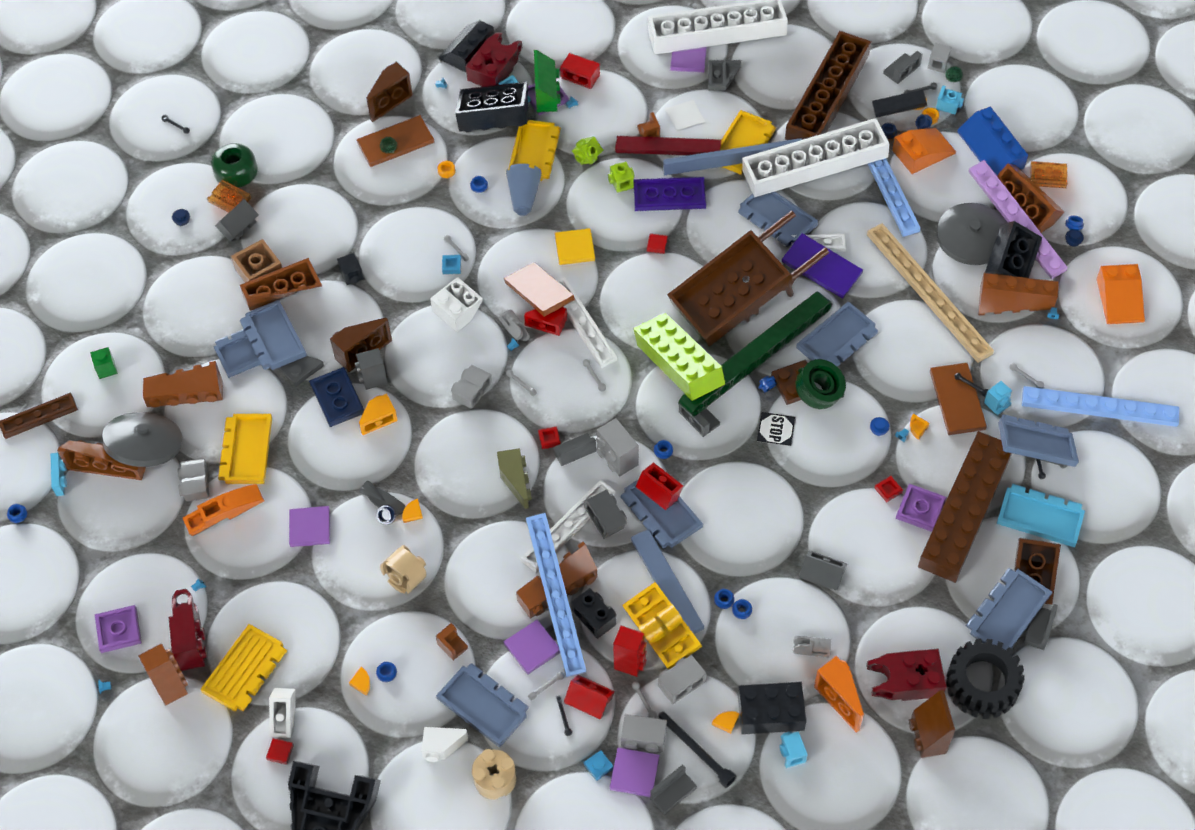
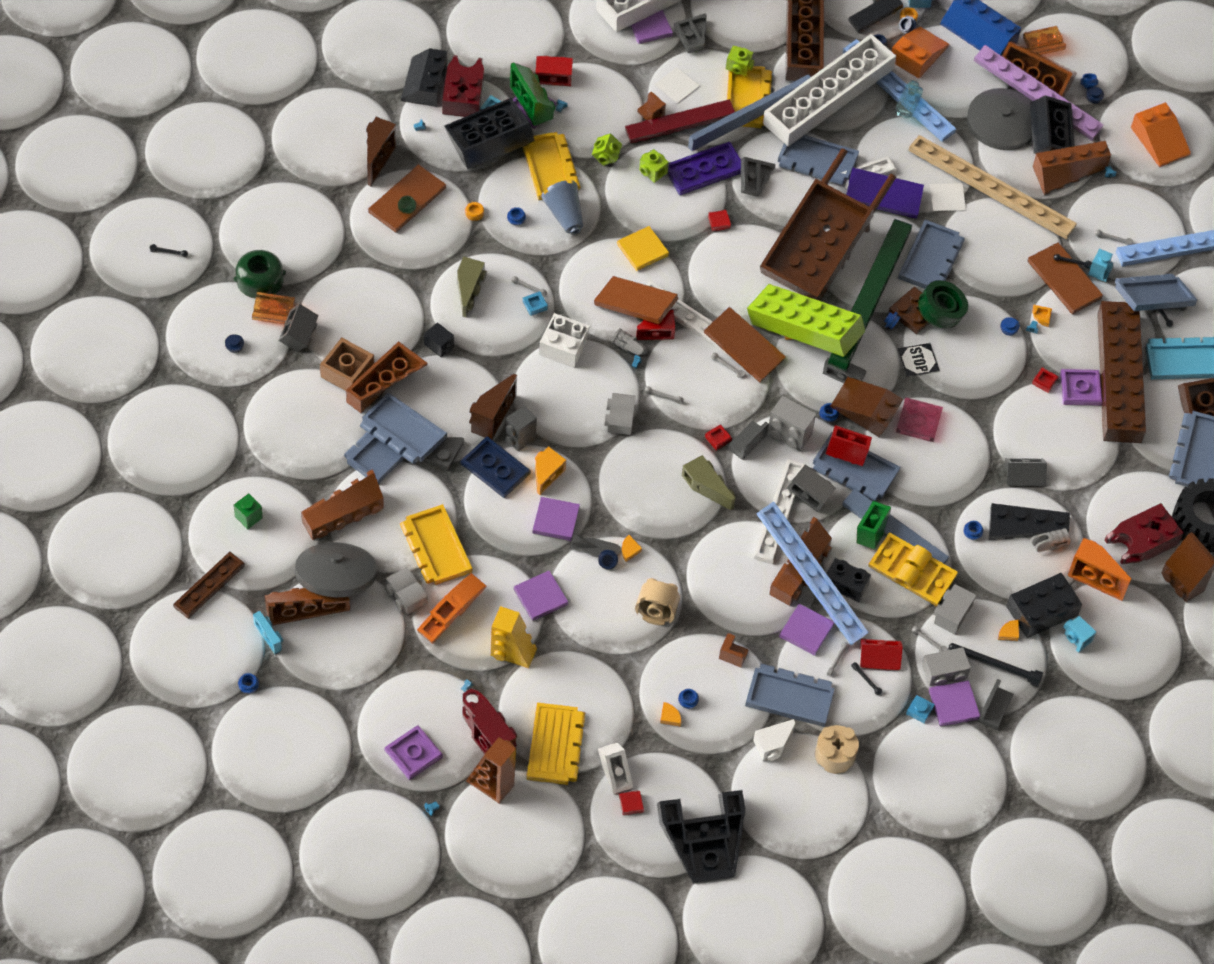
camera: 30 degrees left, 0 degrees up
(249, 555) = (510, 639): none -> yellow wedge
(362, 461) = (556, 518): none -> medium lavender tile
(404, 227) = (469, 277): none -> olive slope
(617, 361) = (744, 344): none -> dark orange tile
(629, 651) = (903, 599): red brick -> none
(644, 569) = (872, 525): none -> green slope
(699, 454) = (867, 405): none -> reddish brown slope
(709, 213) = (754, 175): none -> dark grey wing
(724, 593) = (953, 522): blue plate -> none
(746, 108) = (739, 60): none -> lime brick
(746, 485) = (919, 419): none -> clear pink plate
(792, 616) = (1022, 521): none -> black wing
(883, 288) = (947, 197): none -> white sticker
(887, 188) = (909, 99): none -> clear light blue piece

